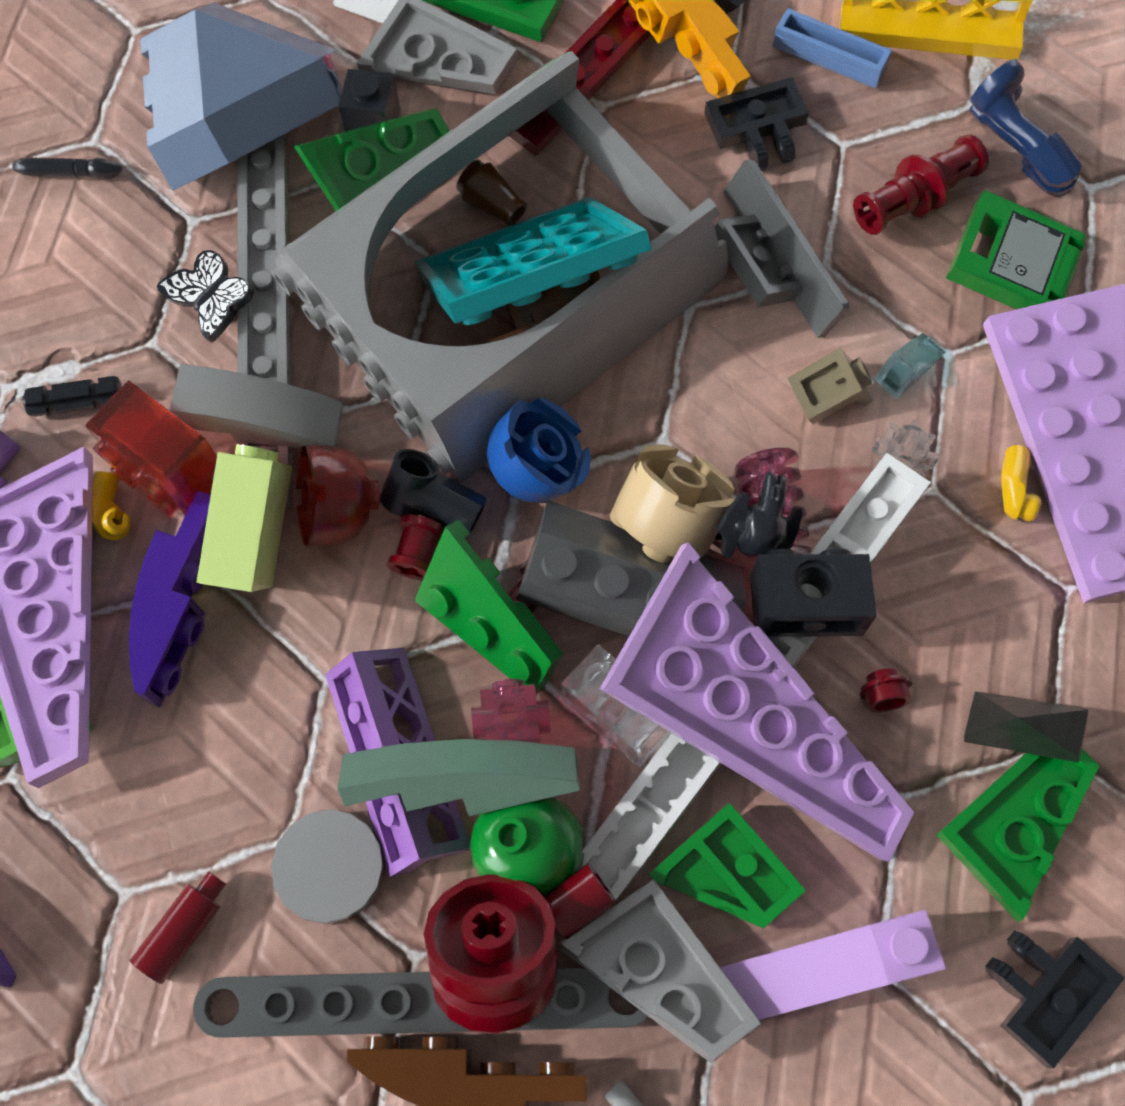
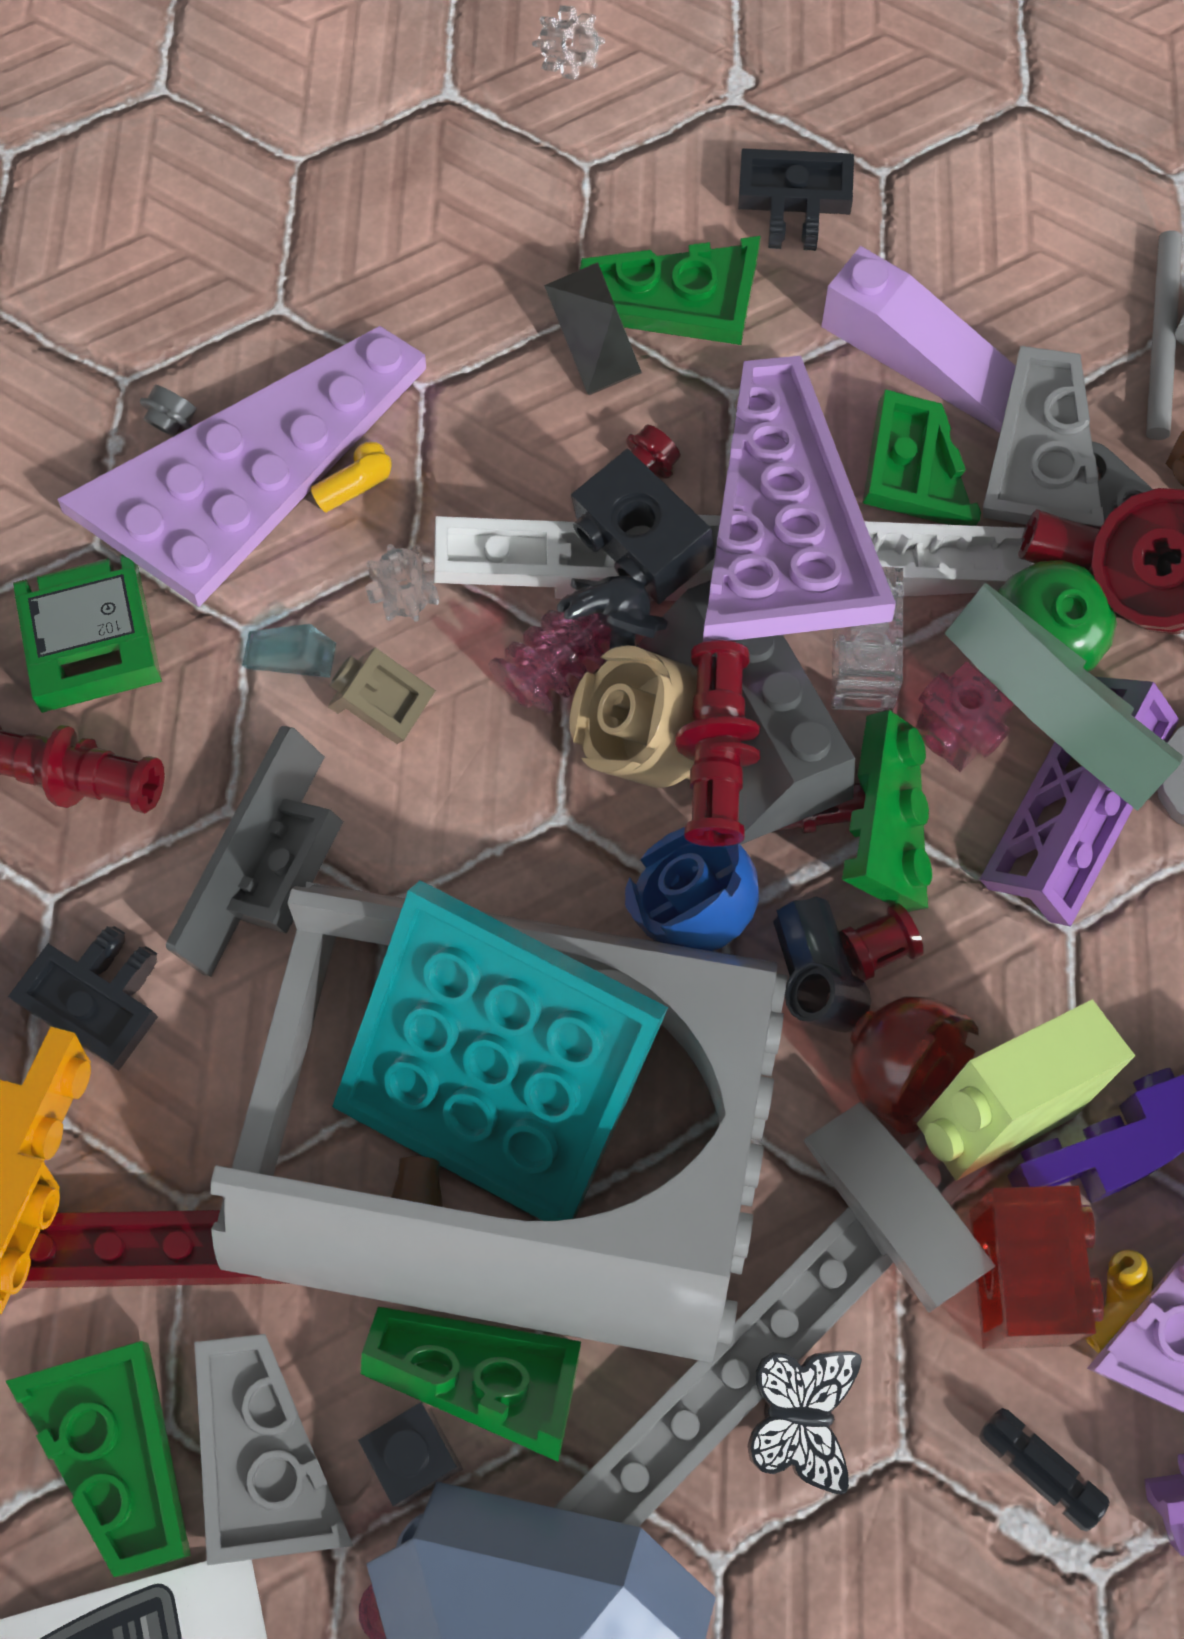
camera: 130 degrees left, 0 degrees up
(606, 507) = (716, 744): none -> dark red piece

